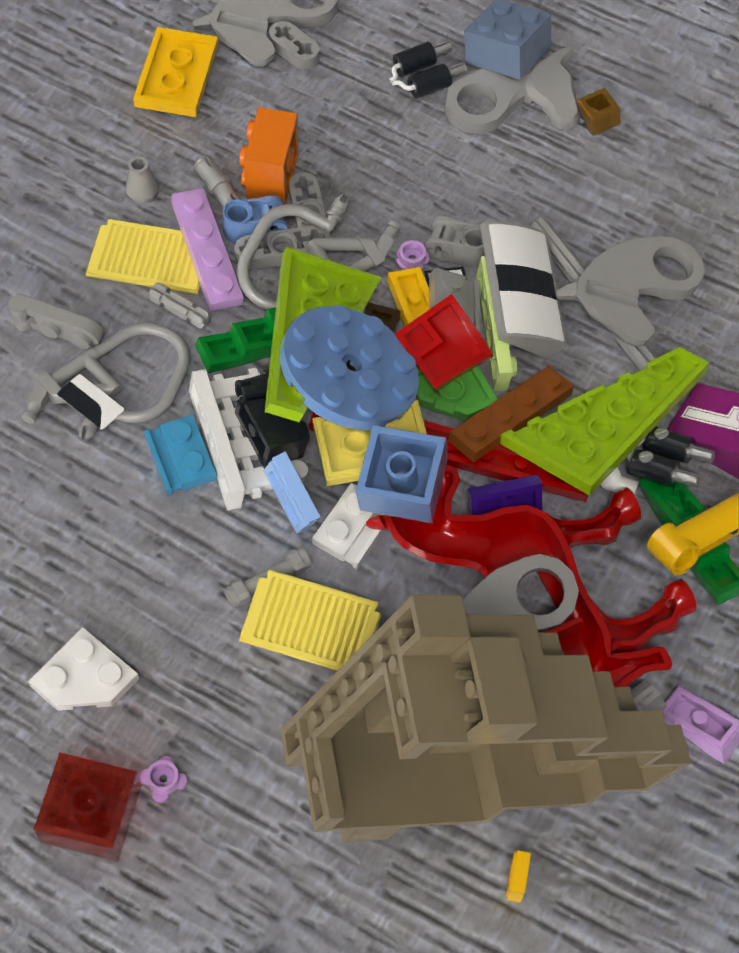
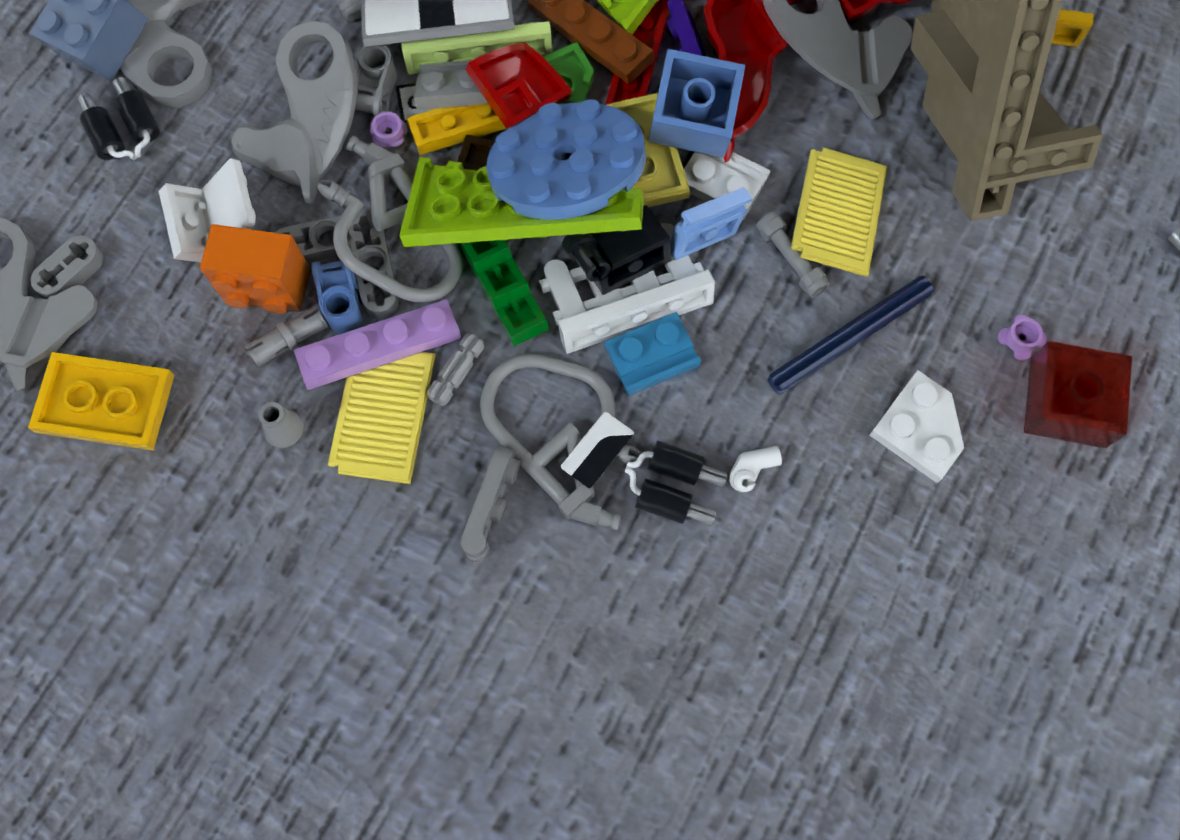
camera: 90 degrees left, 10 degrees up
(40, 453) = (668, 501): none -> black piece
(64, 524) = (749, 464): none -> white arm
(182, 623) = (850, 335): none -> dark blue axle
(328, 123) = (193, 210): none -> white bracket
(399, 195) = (320, 119): none -> light grey animal

